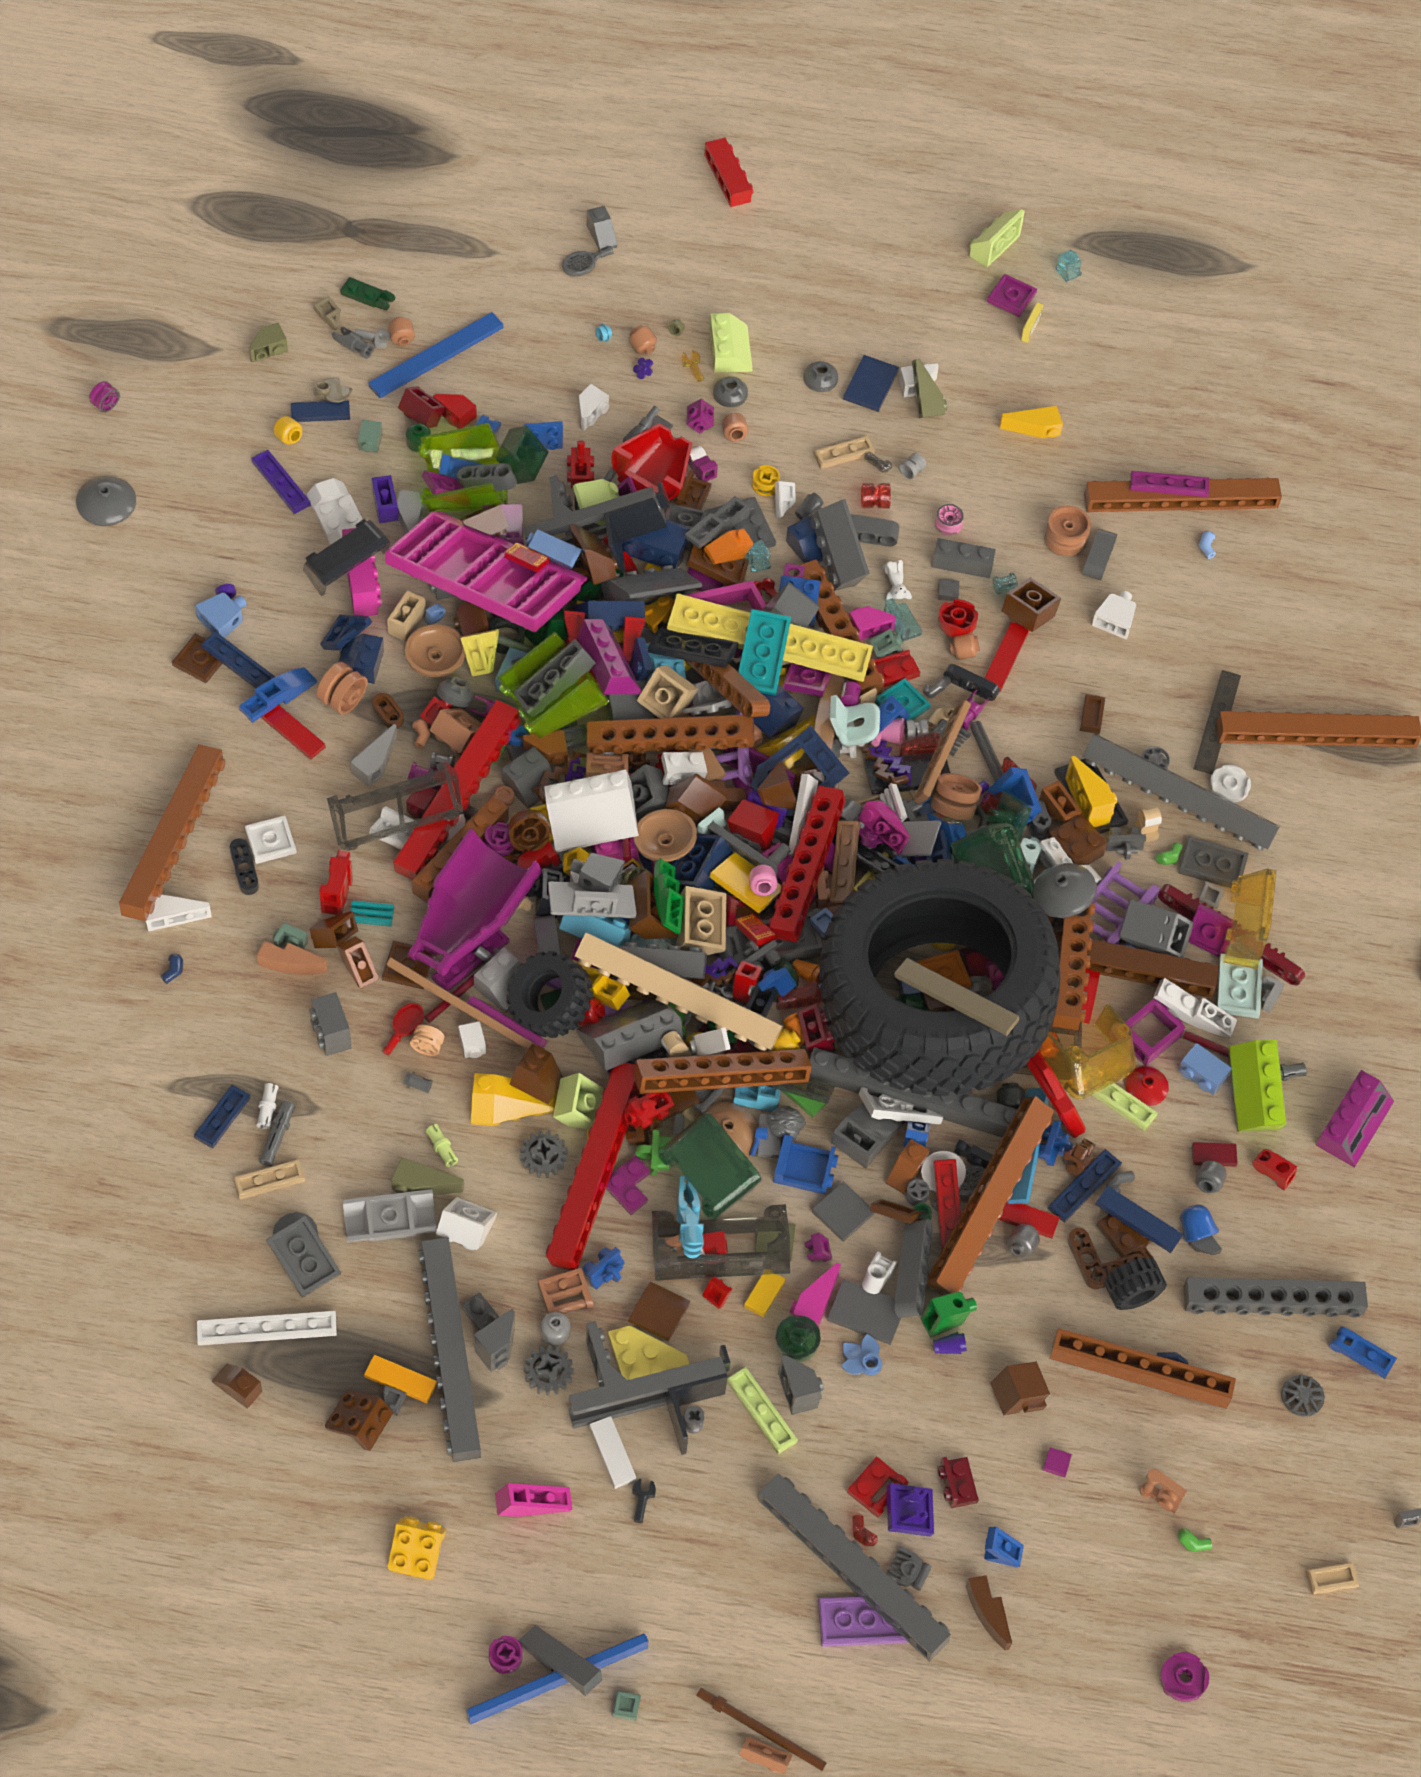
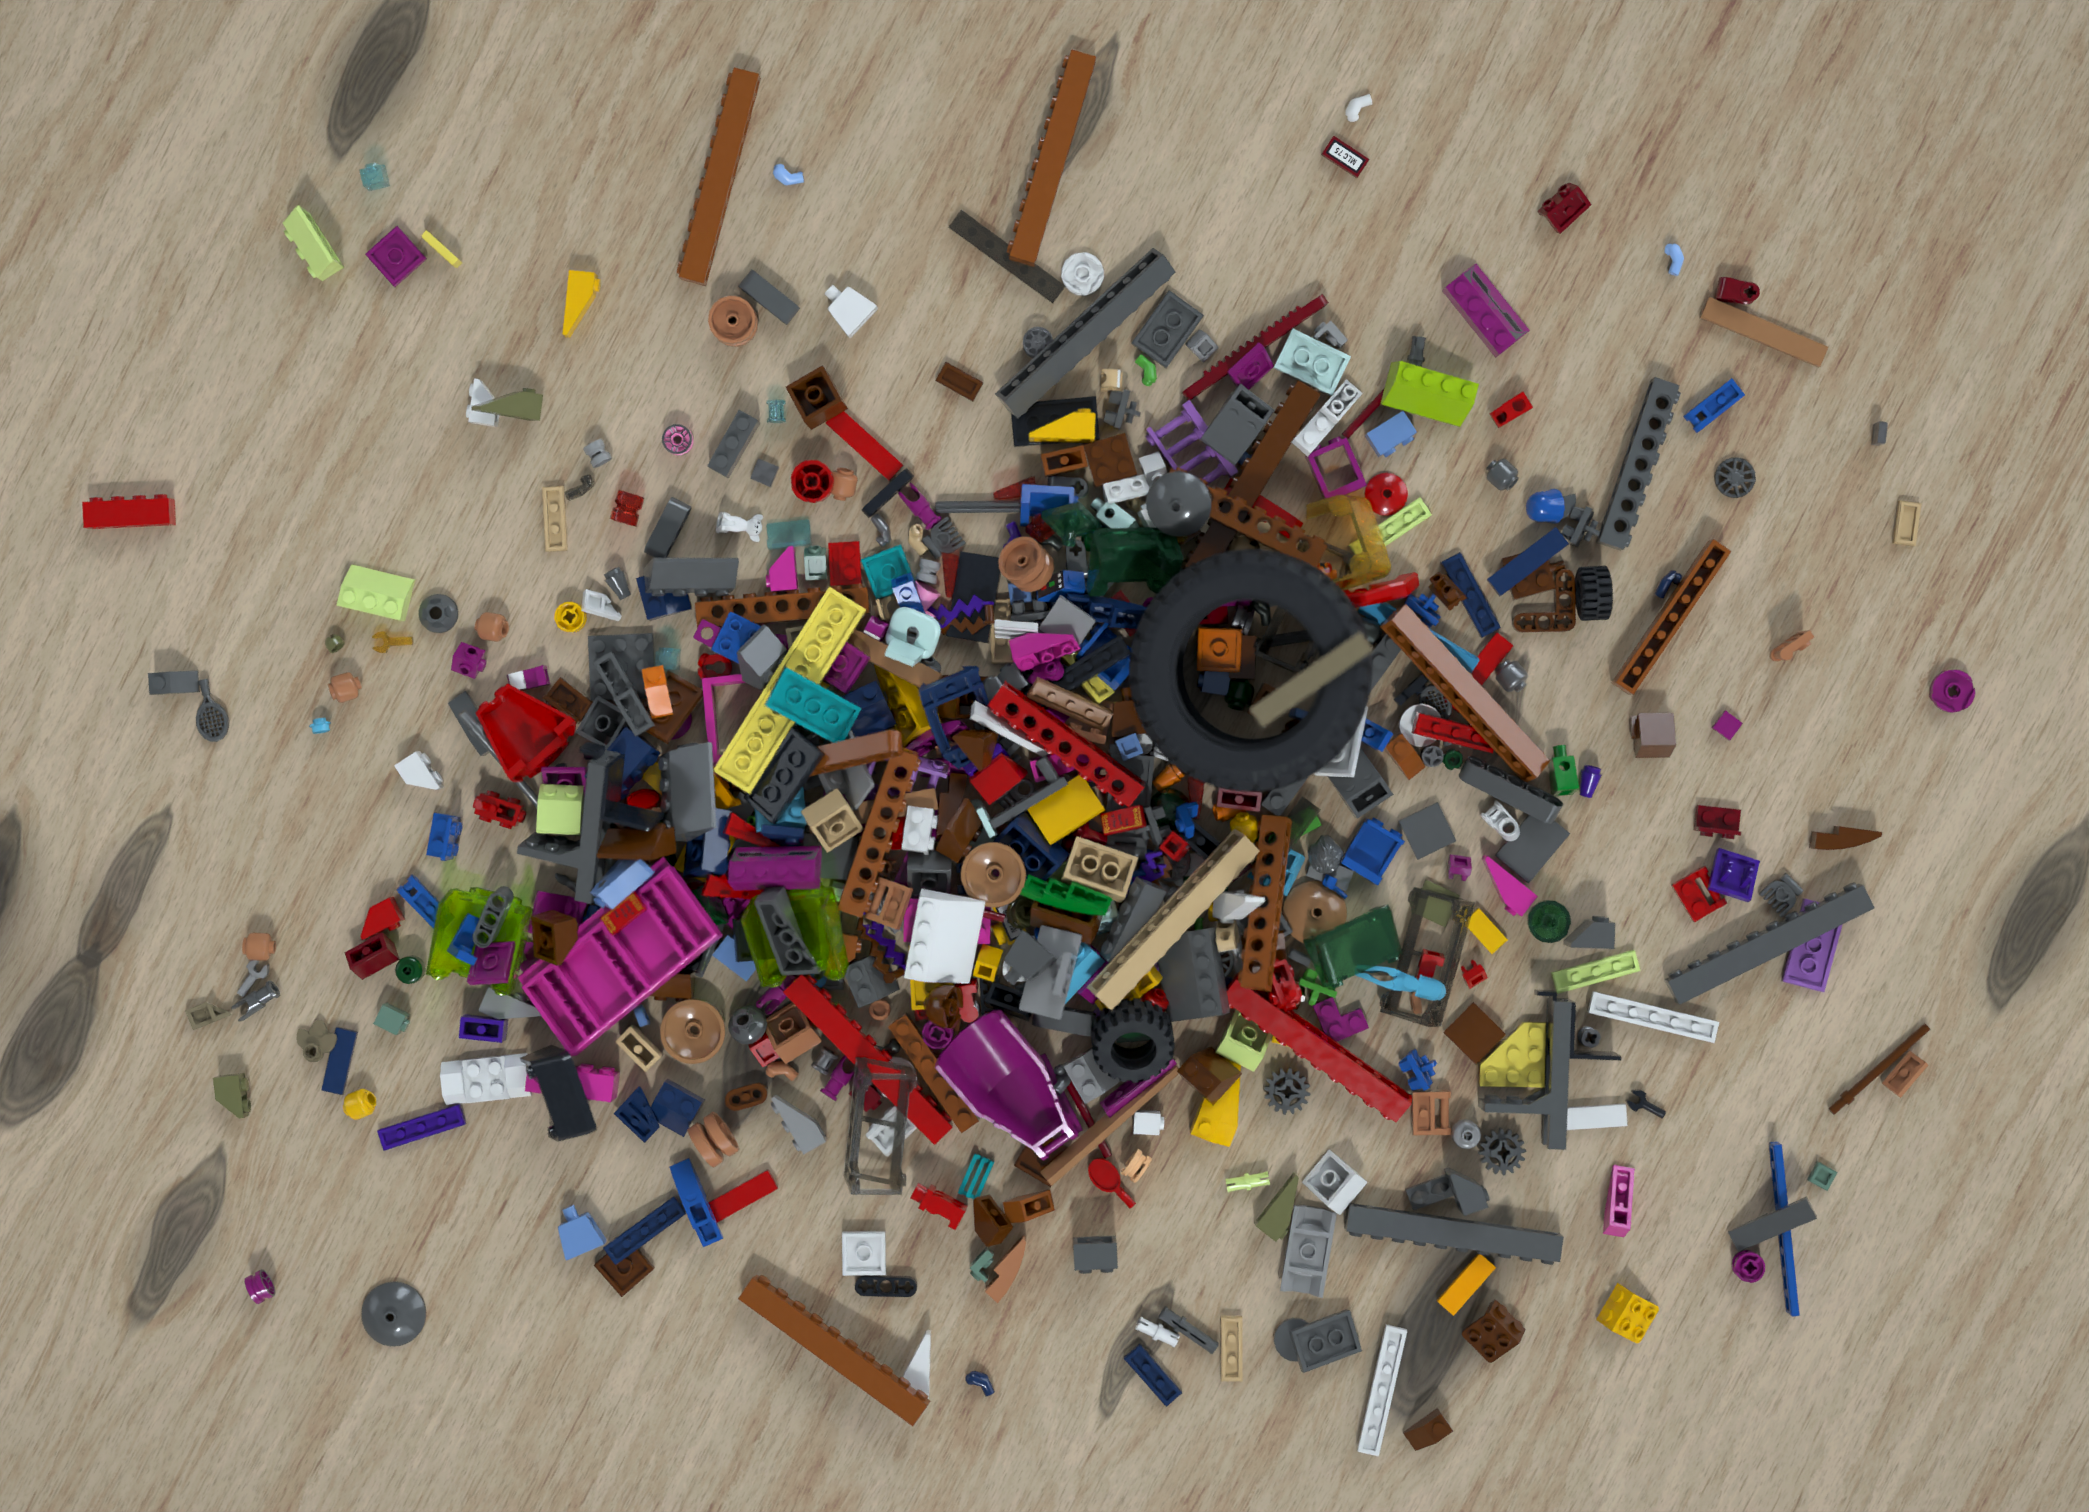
camera: 65 degrees left, 30 degrees up
(228, 589) = (552, 1222): dark purple tile -> none
(367, 294) = (189, 968): dark green hinge -> none
(394, 1398) = (1483, 1295): dark grey tile -> none
(417, 1082) = (1174, 1185): dark grey pin -> none
(435, 355) = (297, 915): blue tile -> none
(481, 651) = (710, 987): light yellow wing -> none
(523, 454) = (470, 869): clear green brick -> none
(643, 368) = (381, 698): dark purple plant -> none
(736, 1478) = (1653, 1017): none -> white plate
(763, 880) = (1076, 796): bright pink head -> none
(820, 381) = (456, 511): dark grey piece -> none
(860, 1355) = (1571, 866): medium blue plate -> none
(861, 1534) = (1737, 924): clear red arm -> none
(871, 383) = (471, 456): dark blue tile -> none
(894, 1211) = (1448, 786): reddish brown tile -> none
(941, 752) = (973, 560): medium nougat tile -> none
(1002, 1548) = (1792, 805): blue slope -> none
(1119, 1178) = (1476, 561): dark grey arm -> none
(1169, 483) = (709, 189): magenta tile -> none
(1192, 1543) = (1838, 635): bright green arm -> none
(1193, 1263) = (1584, 517): none -> dark grey hips
(1220, 1152) = (1477, 459): dark red tile -> none
(1252, 917) = (1256, 325): clear yellow windscreen -> none

